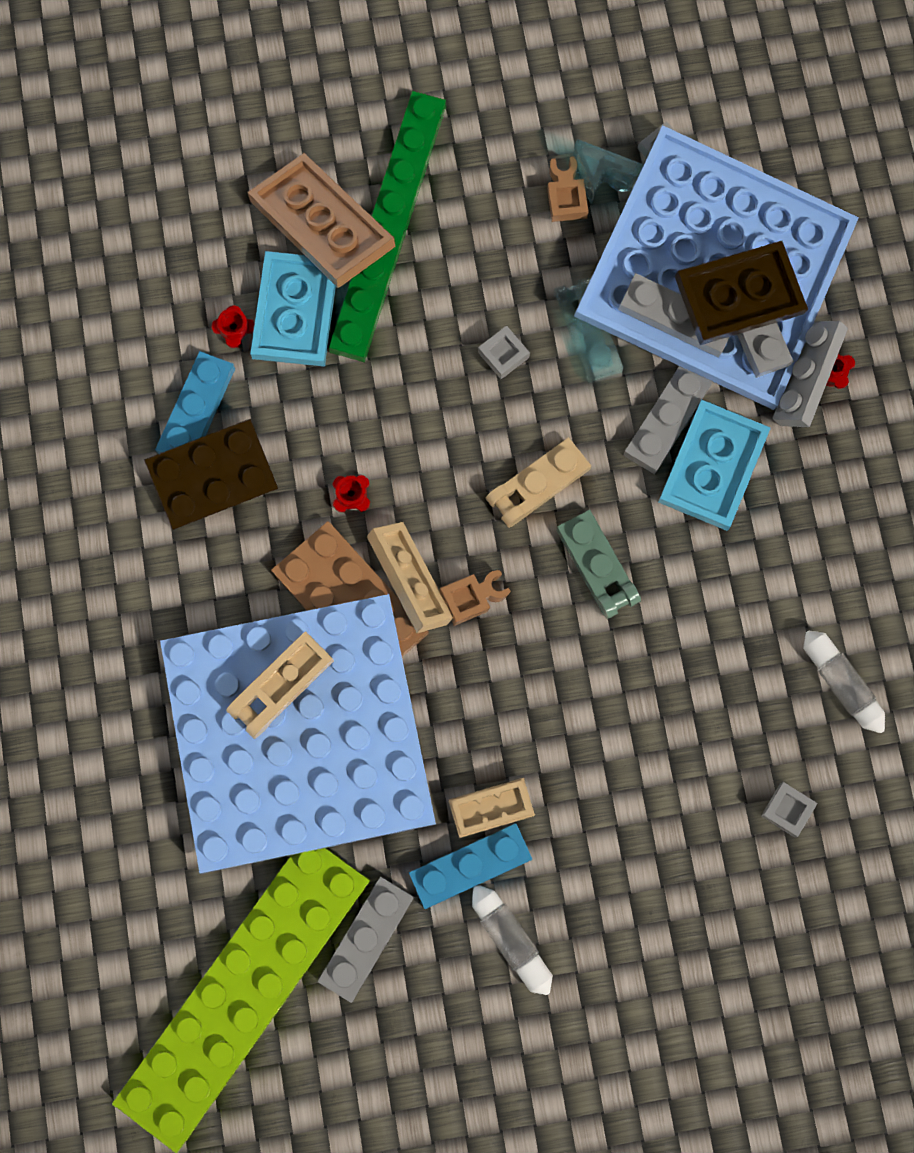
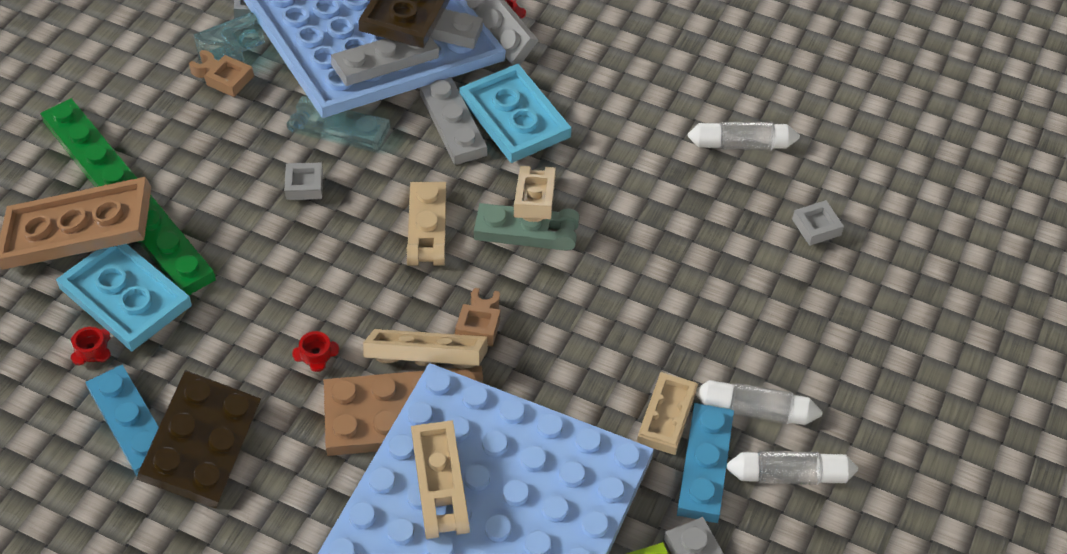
camera: 55 degrees left, 25 degrees down
(555, 874) = (759, 402): none -> piece
(626, 551) = (534, 194): none -> tan plate

